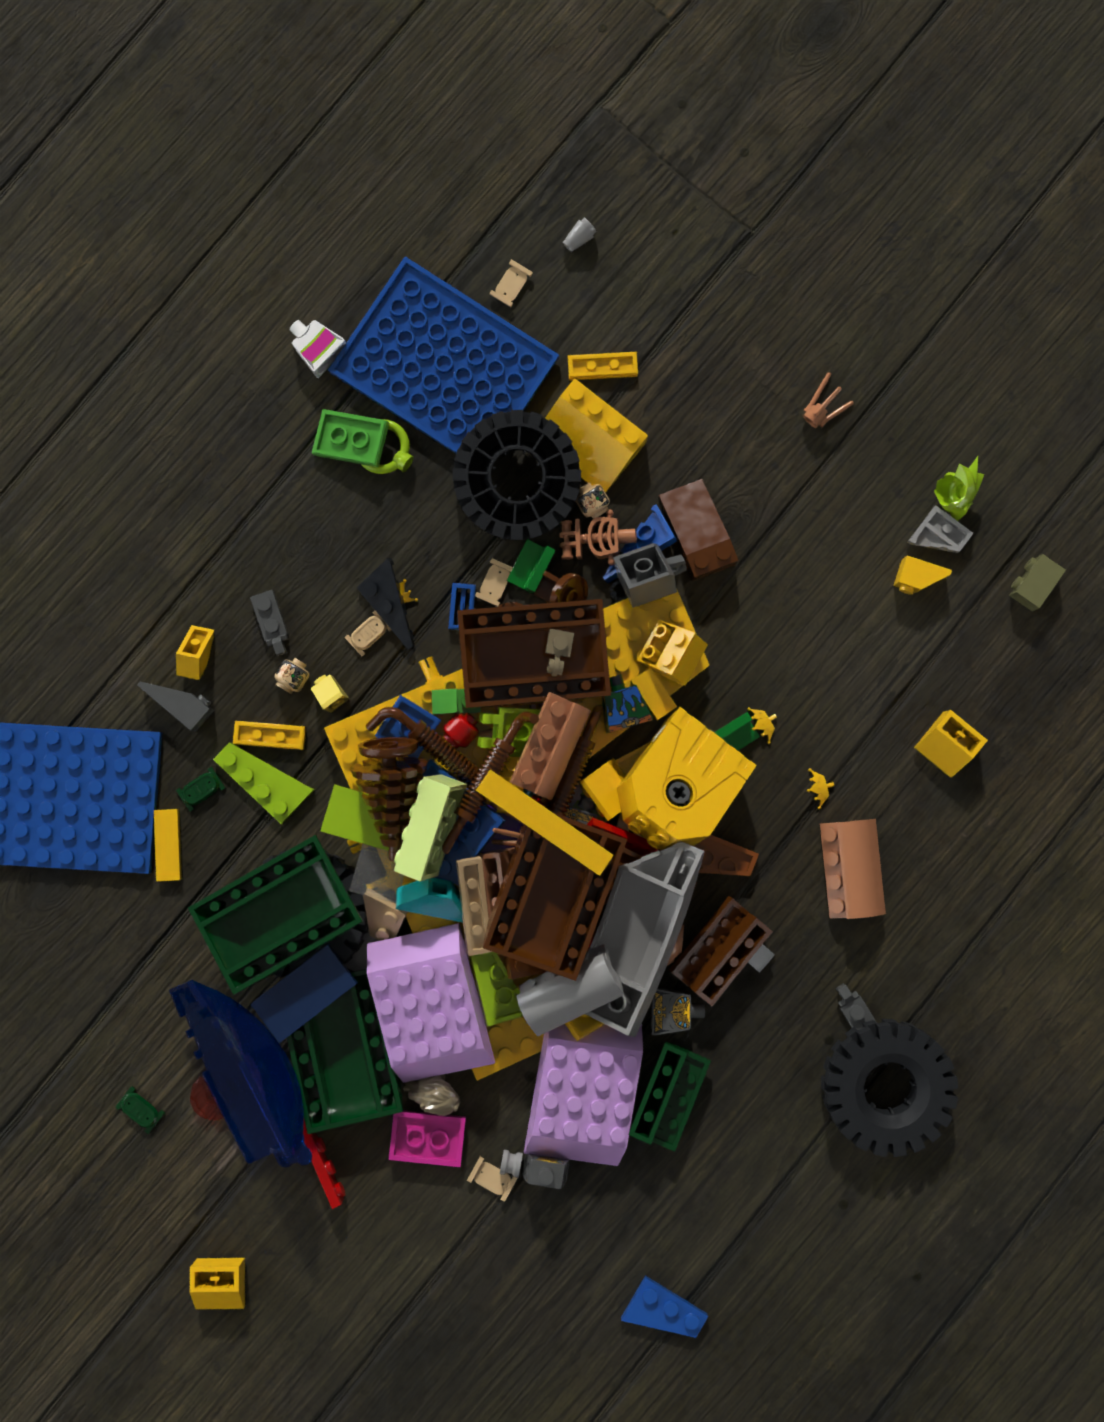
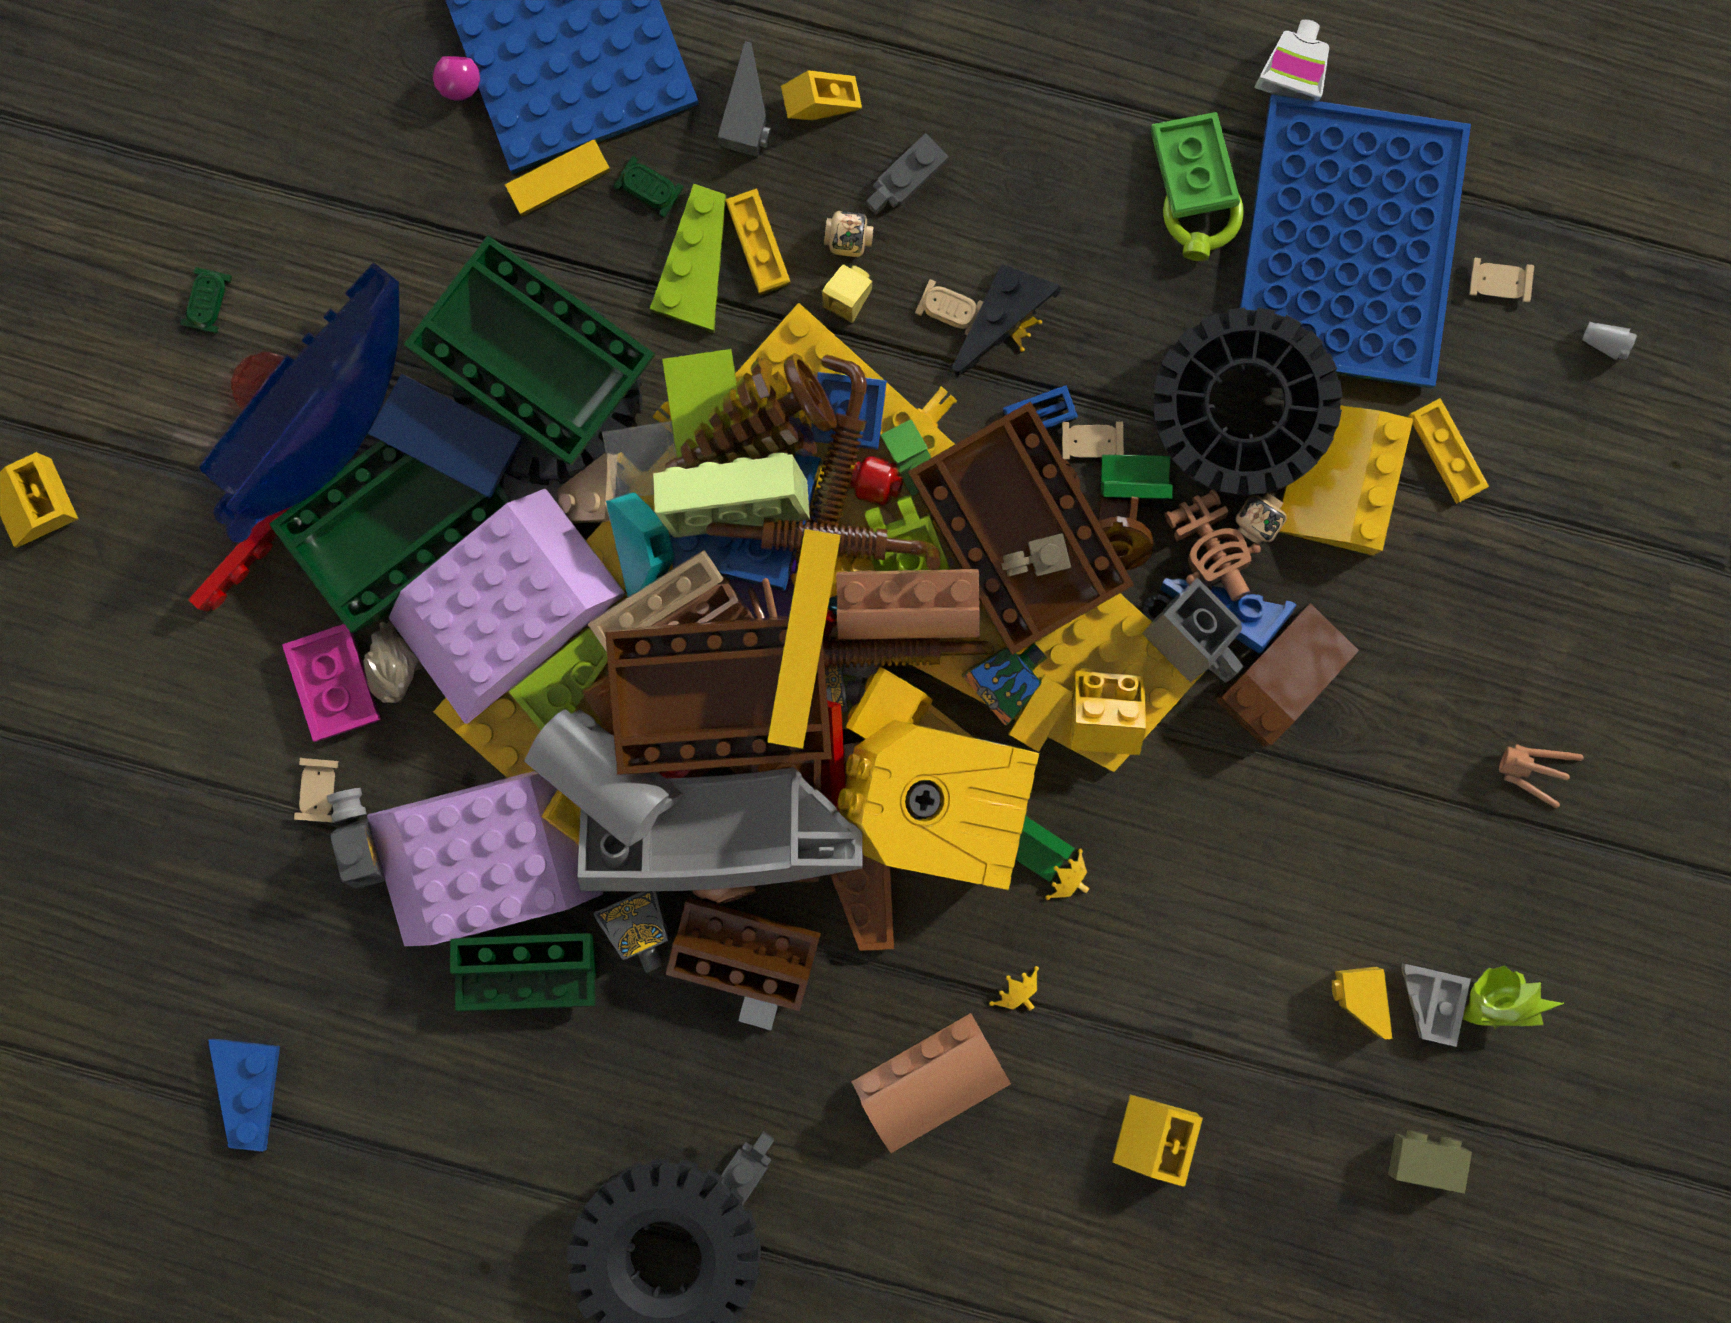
camera: 65 degrees right, 0 degrees up
(71, 881) = (456, 77): none -> dark pink piece

